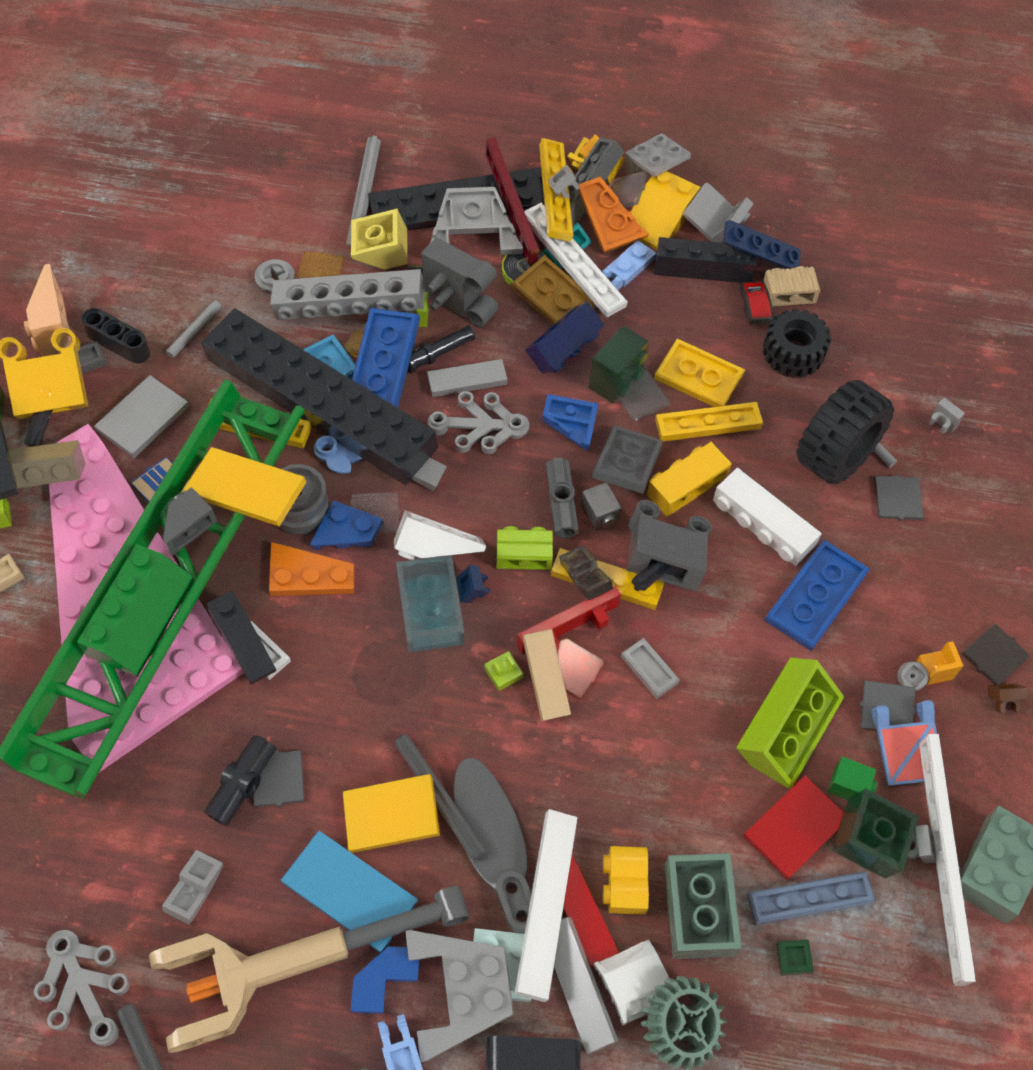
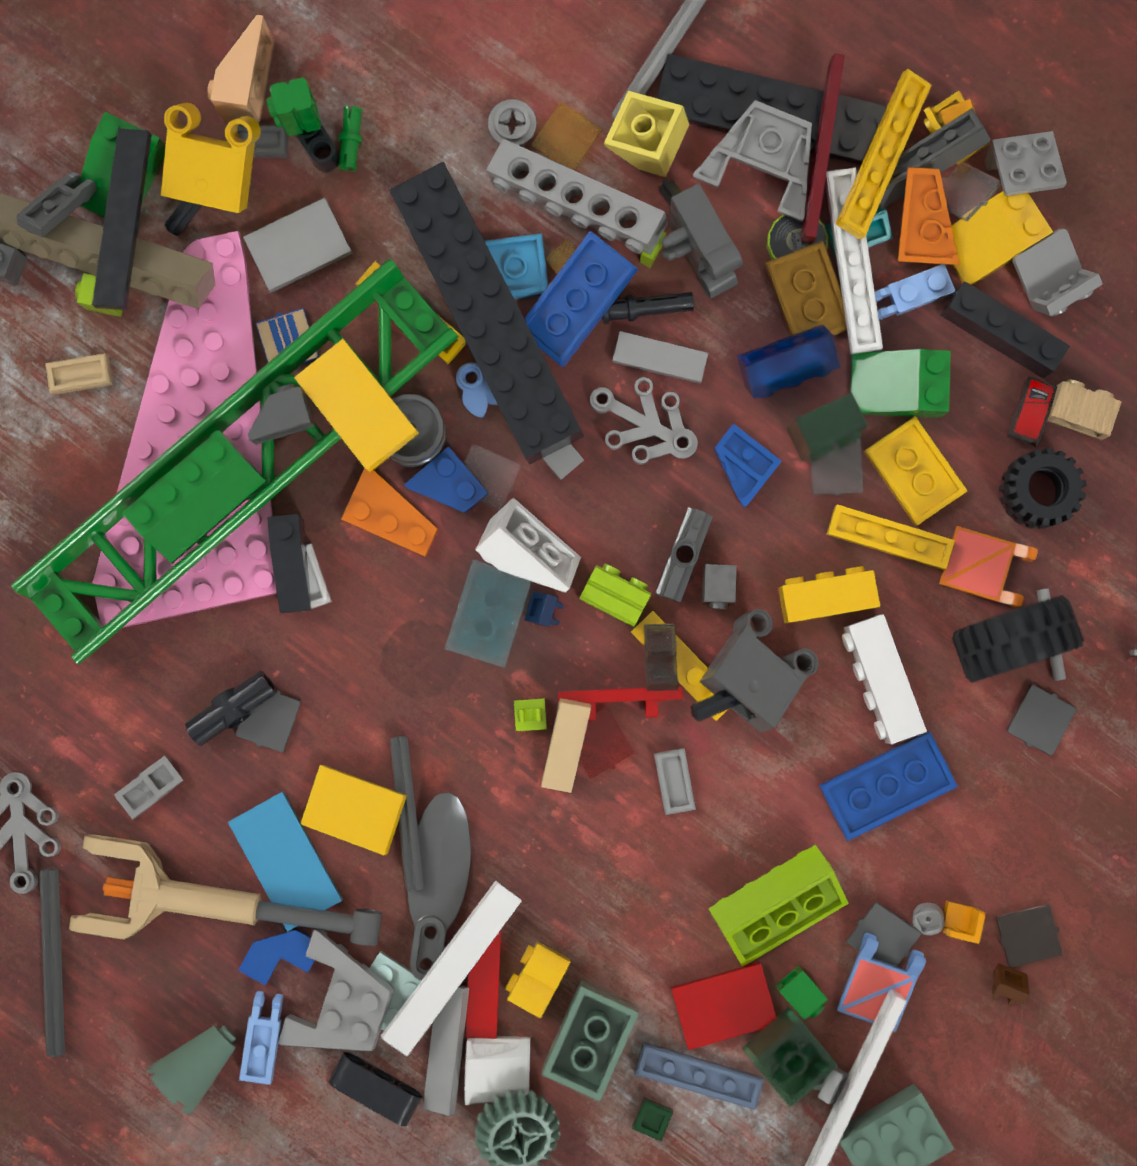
camera: 30 degrees right, 25 degrees up
(101, 309) = (294, 107): none -> green brick
(152, 330) = (350, 138): none -> green pin
(193, 329) = (396, 155): light grey bar -> none
(562, 180) = (891, 157): light grey tile -> none
(627, 459) = (776, 545): dark grey tile -> none
(659, 317) = (902, 382): none -> slope
(761, 245) = (1074, 350): dark blue bracket -> none
(786, 411) = (982, 564): none -> coral flag

